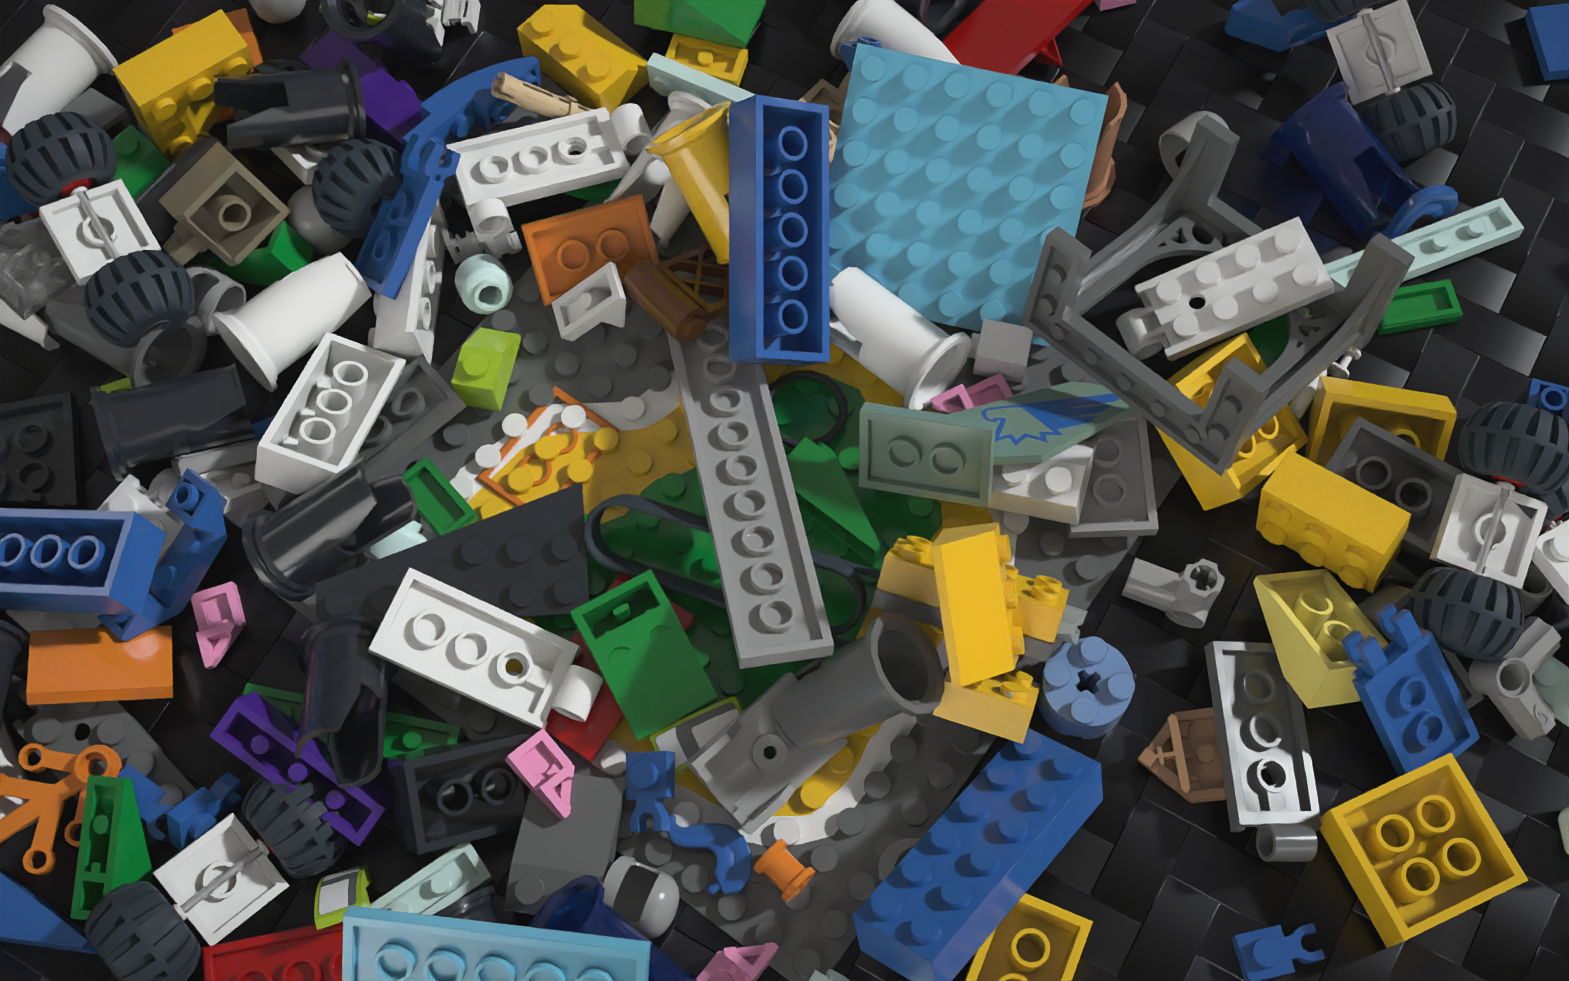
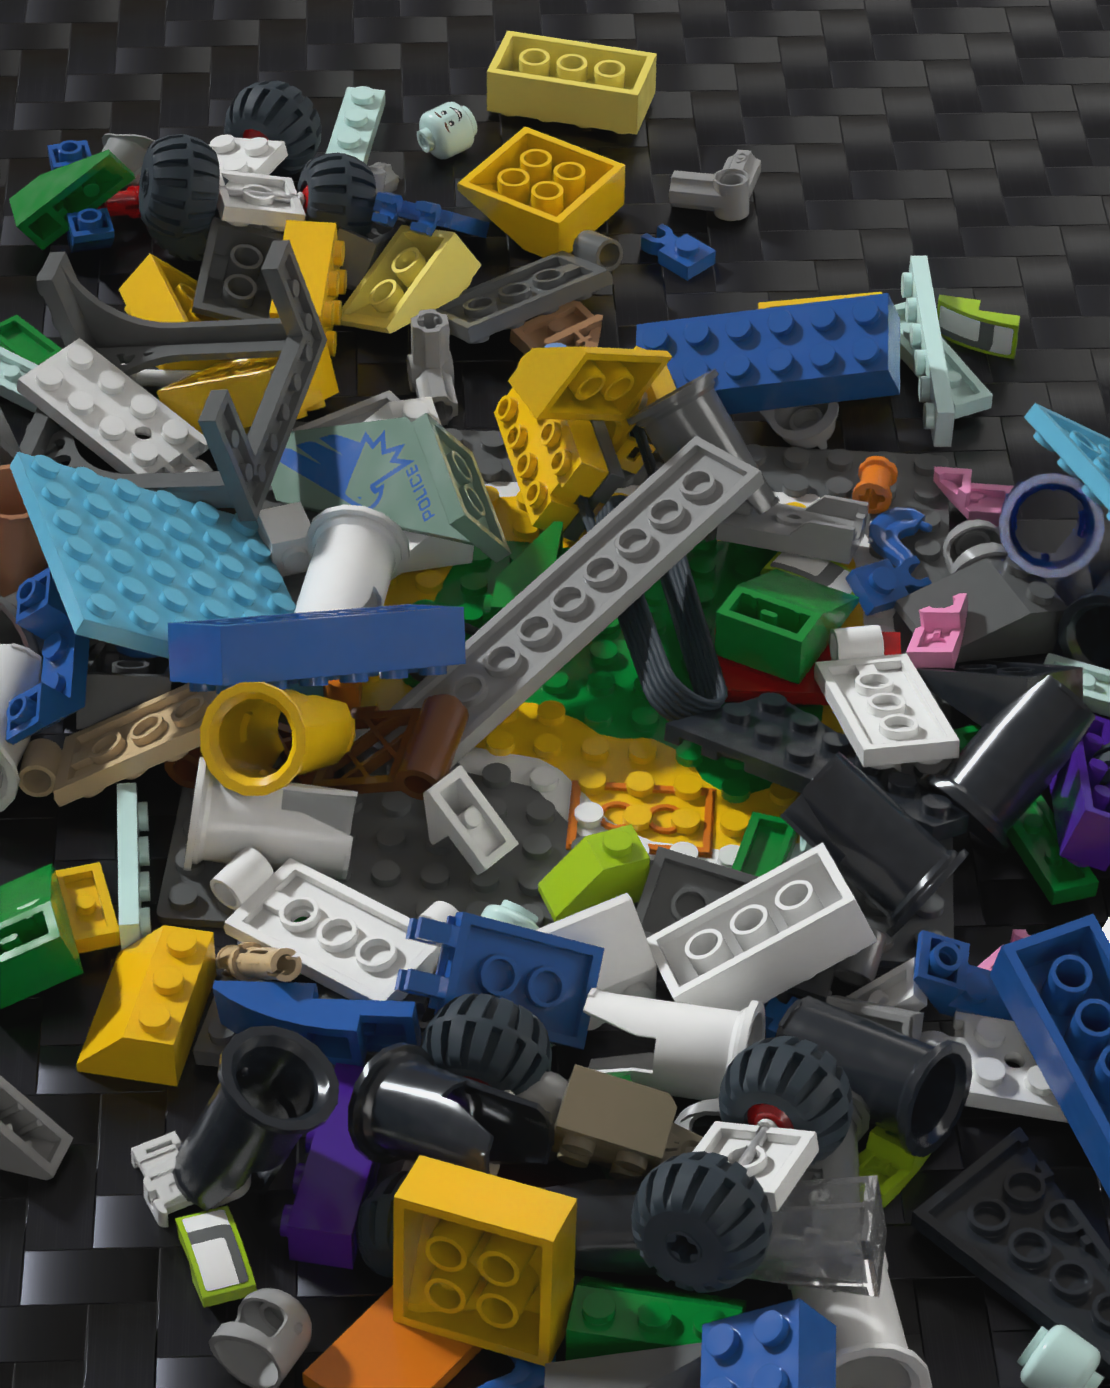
camera: 125 degrees left, 25 degrees down
(583, 241) = (409, 847): orange tile -> none

